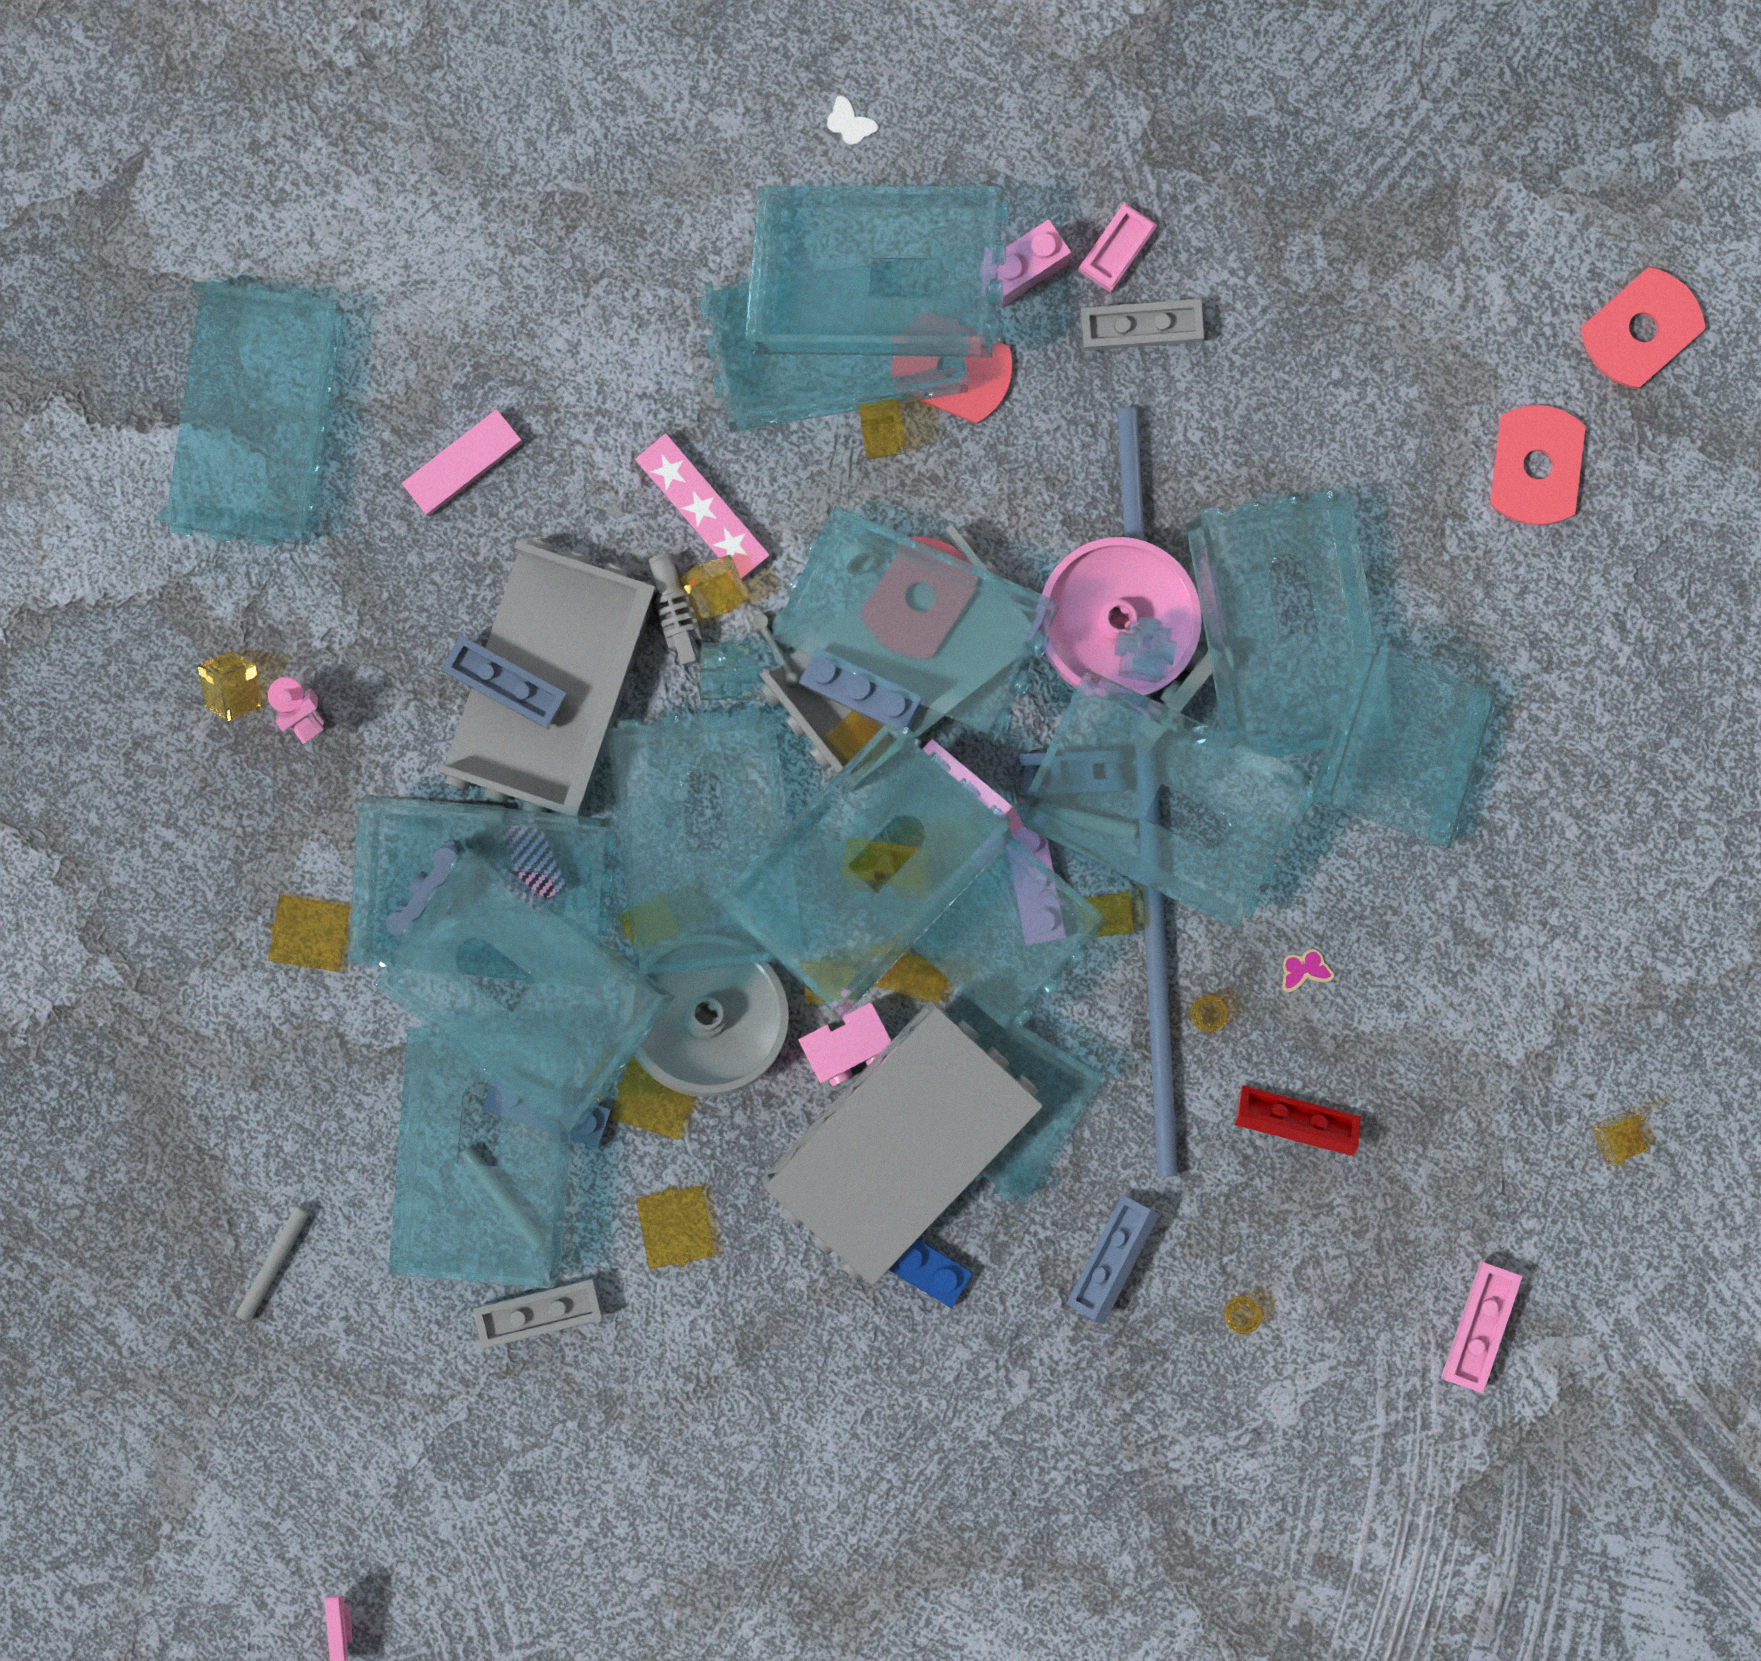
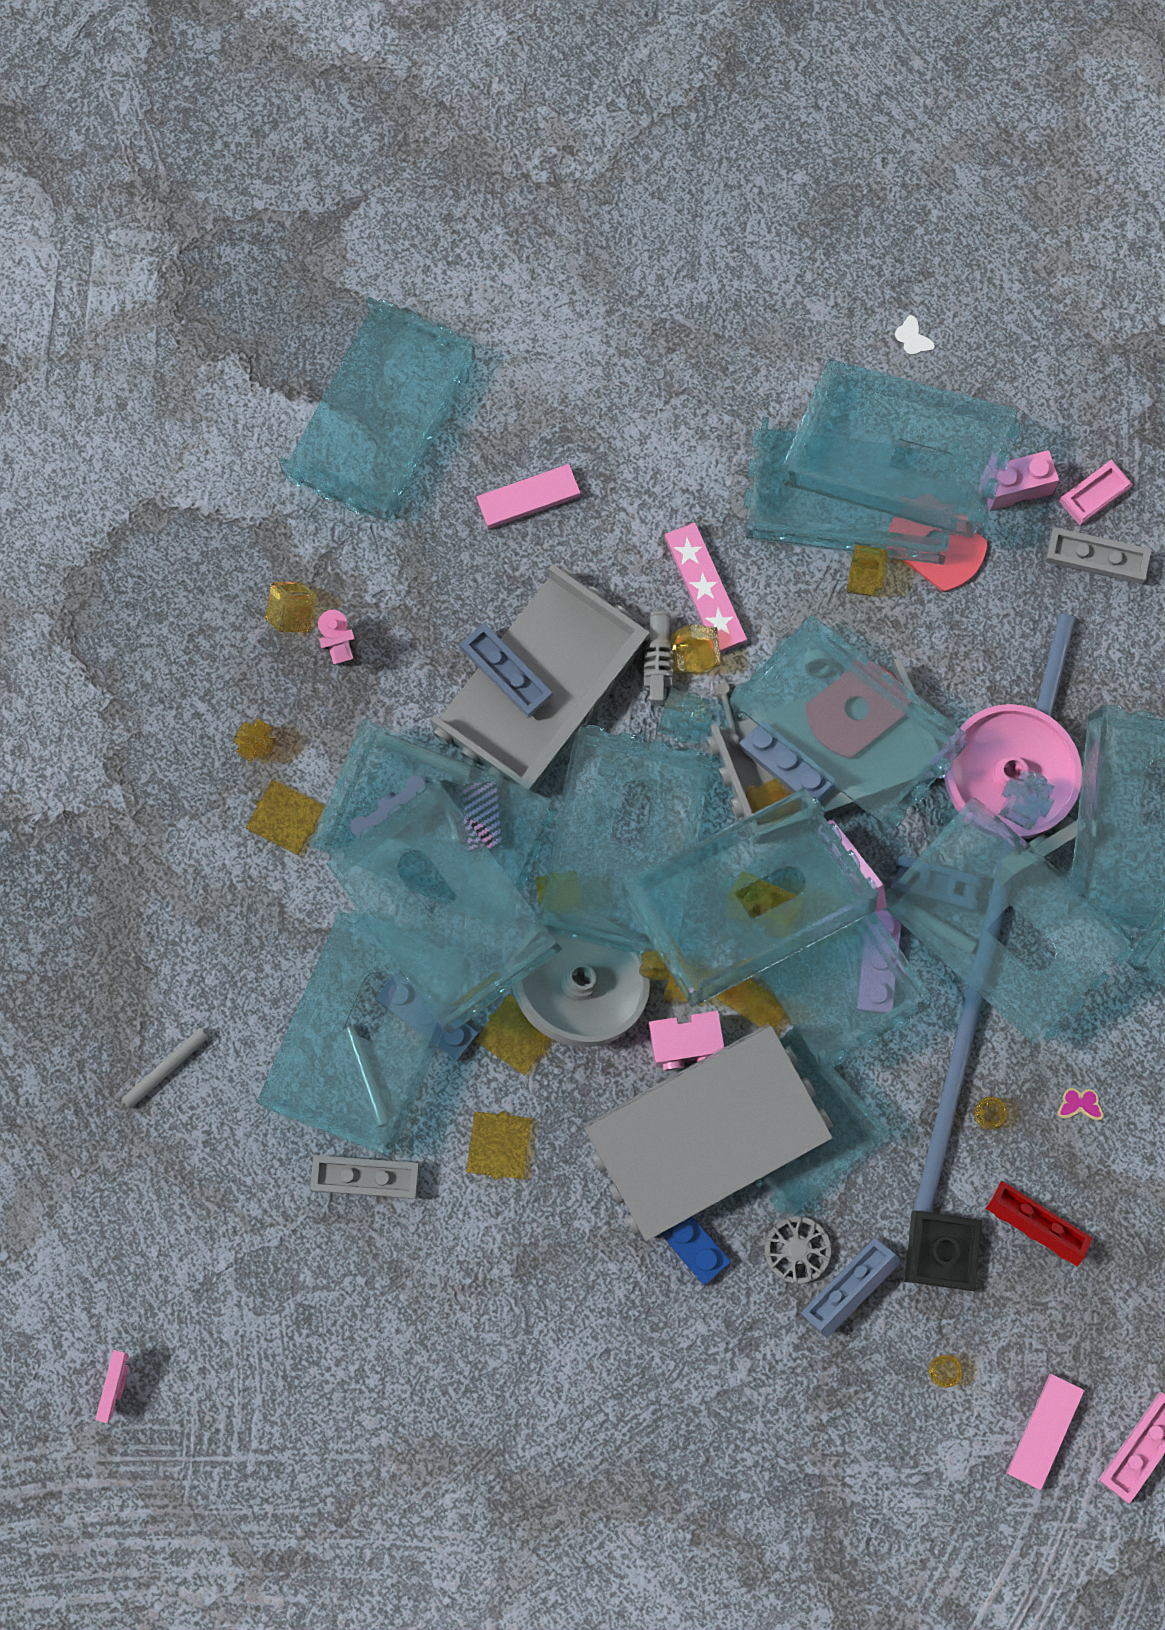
camera: 20 degrees right, 10 degrees down
(243, 858) = (254, 740): none -> clear yellow gear
(780, 976) = (653, 966): none -> clear yellow bush
(1042, 1235) = (797, 1250): none -> light grey wheel
(1117, 913) = (940, 1011): clear yellow panel -> none
(1201, 1185) = (943, 1250): none -> pearl dark grey tile
(1369, 1344) = (1045, 1431): none -> bright pink tile

